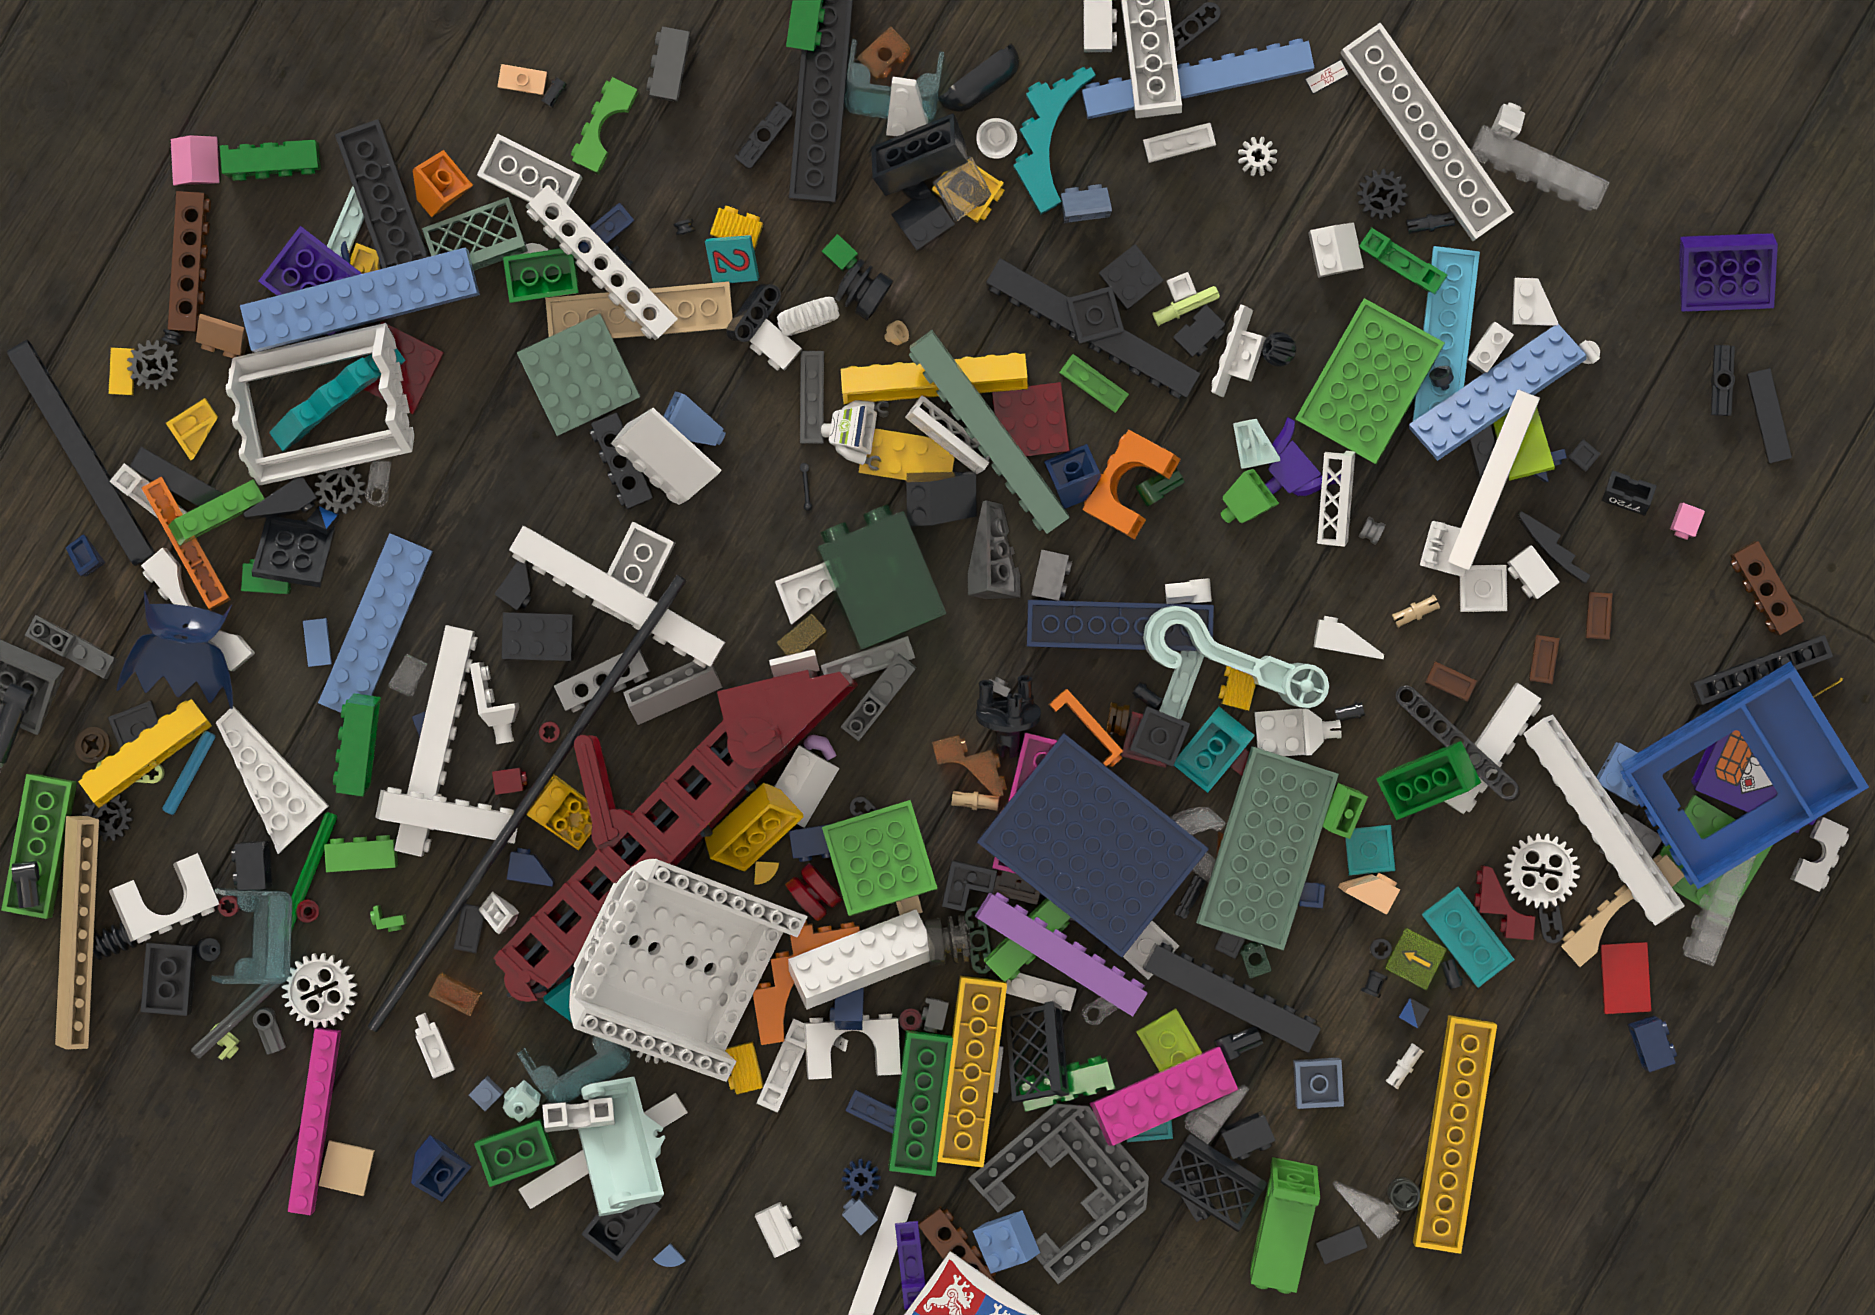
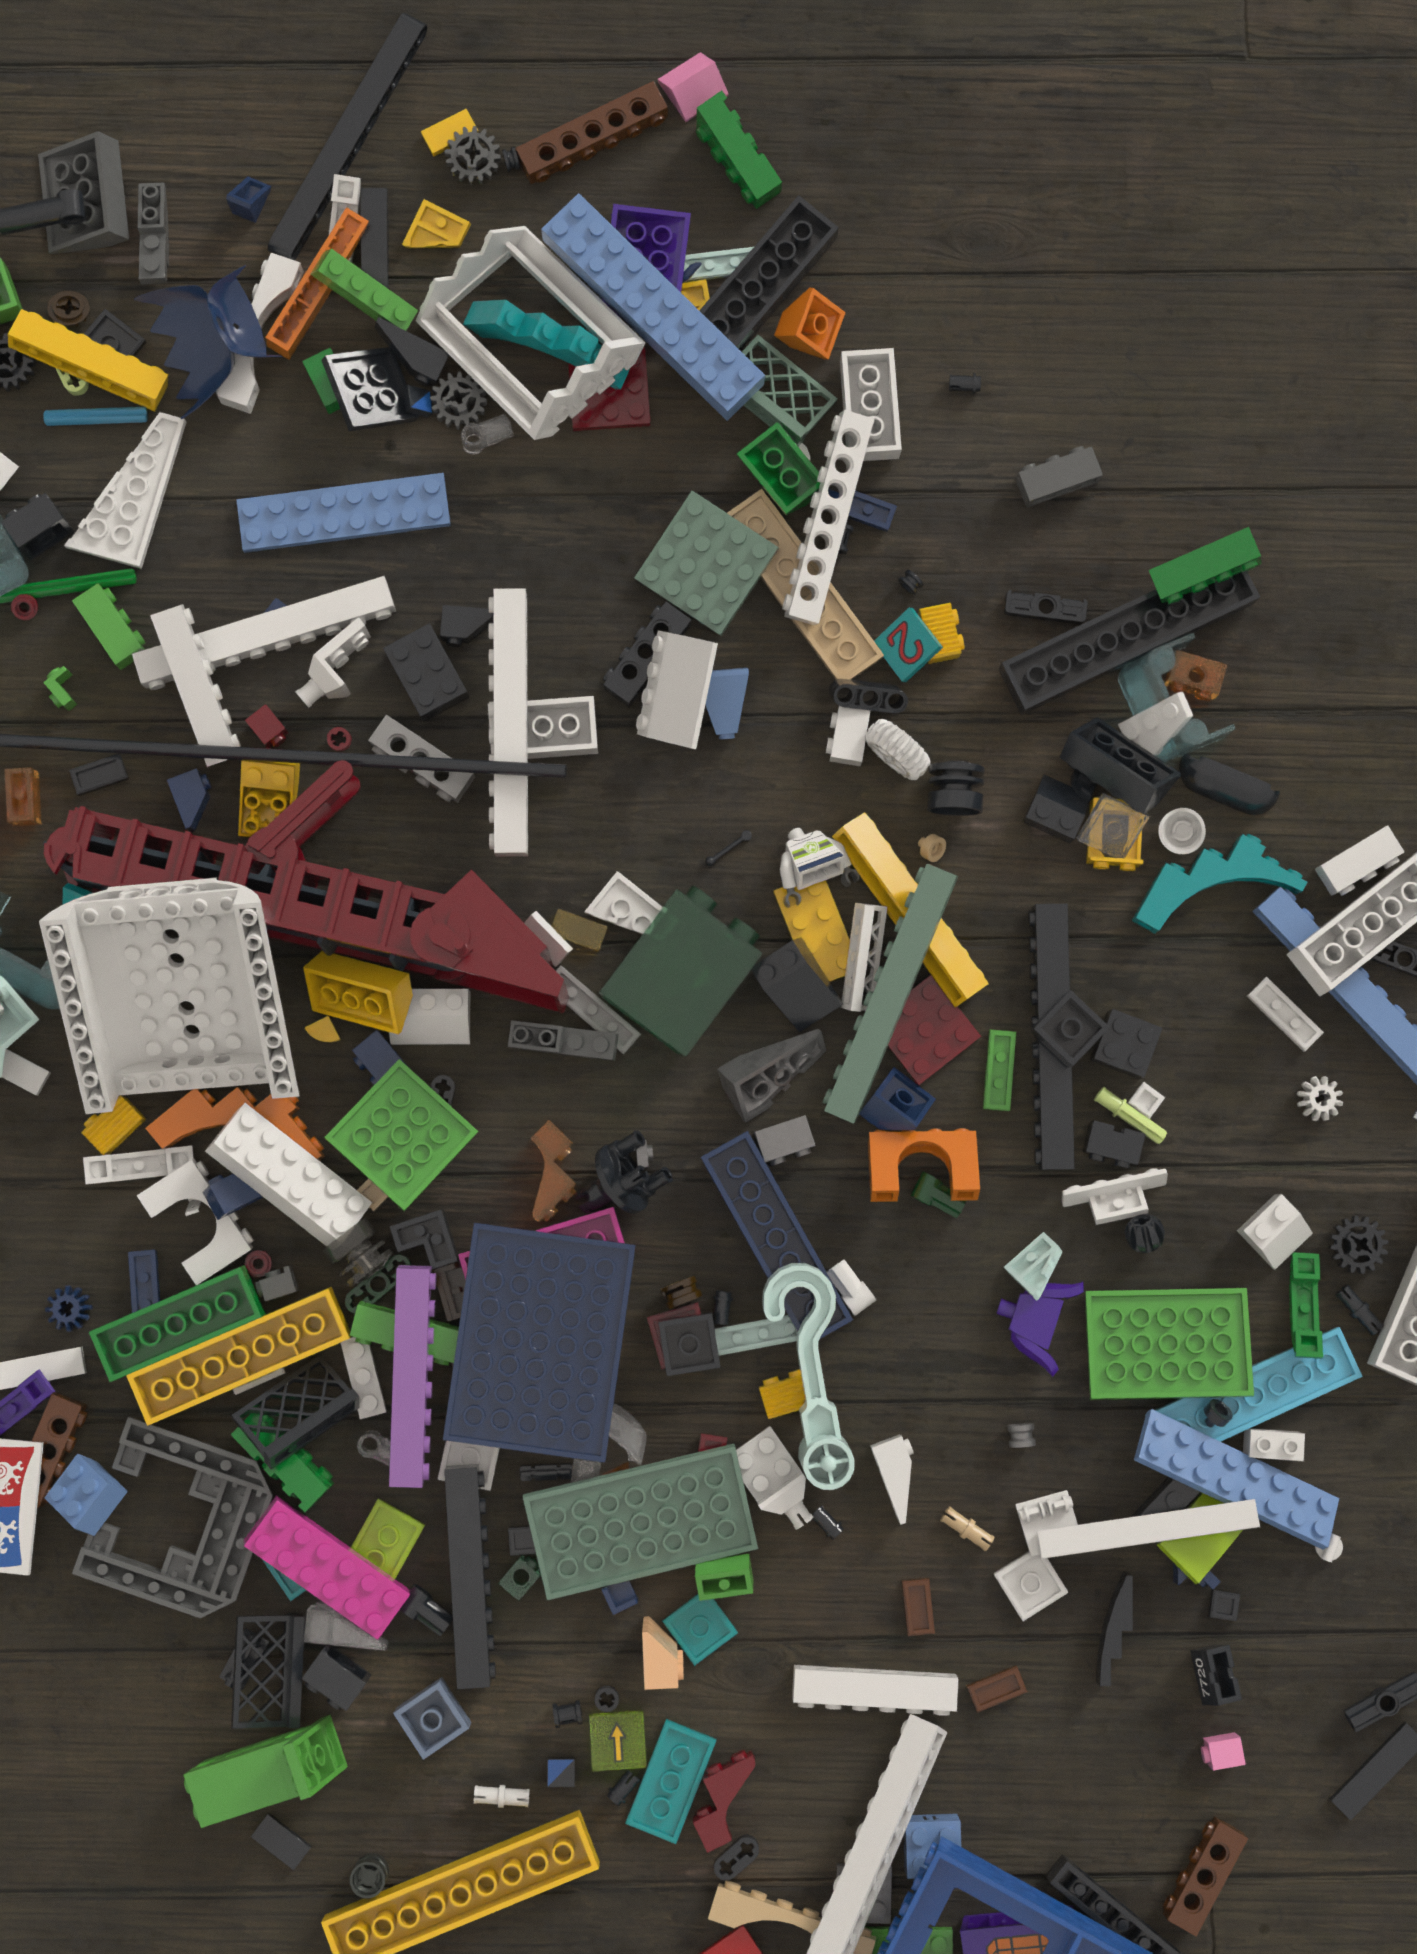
camera: 55 degrees right, 5 degrees down
(221, 335) = (539, 199): medium nougat slope -> none
(317, 642) = (295, 465): medium blue tile -> none
(357, 744) = (215, 557): green brick -> none
(408, 675) = (312, 570): clear slope -> none
(498, 913) = (127, 792): white slope -> none
(522, 79) = (958, 347): light nougat plate -> none
(617, 98) = (994, 445): bright green arch -> none
(671, 691) = (448, 832): light grey brick -> none
(811, 894) = (329, 1089): dark red wheel -> none
(812, 397) = (820, 802): dark grey tile -> none
(820, 743) = (483, 1011): lavender arm -> none
(840, 253) = (977, 746): green brick -> none
(859, 1215) = (29, 1328): sand blue brick -> none
(975, 800) = (516, 1197): tan pin -> none
(1085, 204) = (1170, 957): sand blue slope -> none
(1090, 723) = (661, 1267): orange panel -> none
(1213, 749) = (708, 1406): teal slope -> none
(1247, 498) = (978, 1290): bright green torso -> none
(1345, 498) = (1037, 1389): white fence -> none
(1373, 1211) = (334, 1852): clear slope -> none
(1428, 780) = (806, 1647): green brick -> none
(1450, 735) = (865, 1640): black beam -> none
(1531, 304) = (1341, 1460): white wing -> none
(1532, 572) = (1076, 1624): white brick -> none
(1544, 850) = (759, 1828): white gear -> none
(1599, 615) = (1073, 1718): reddish brown tile -> none

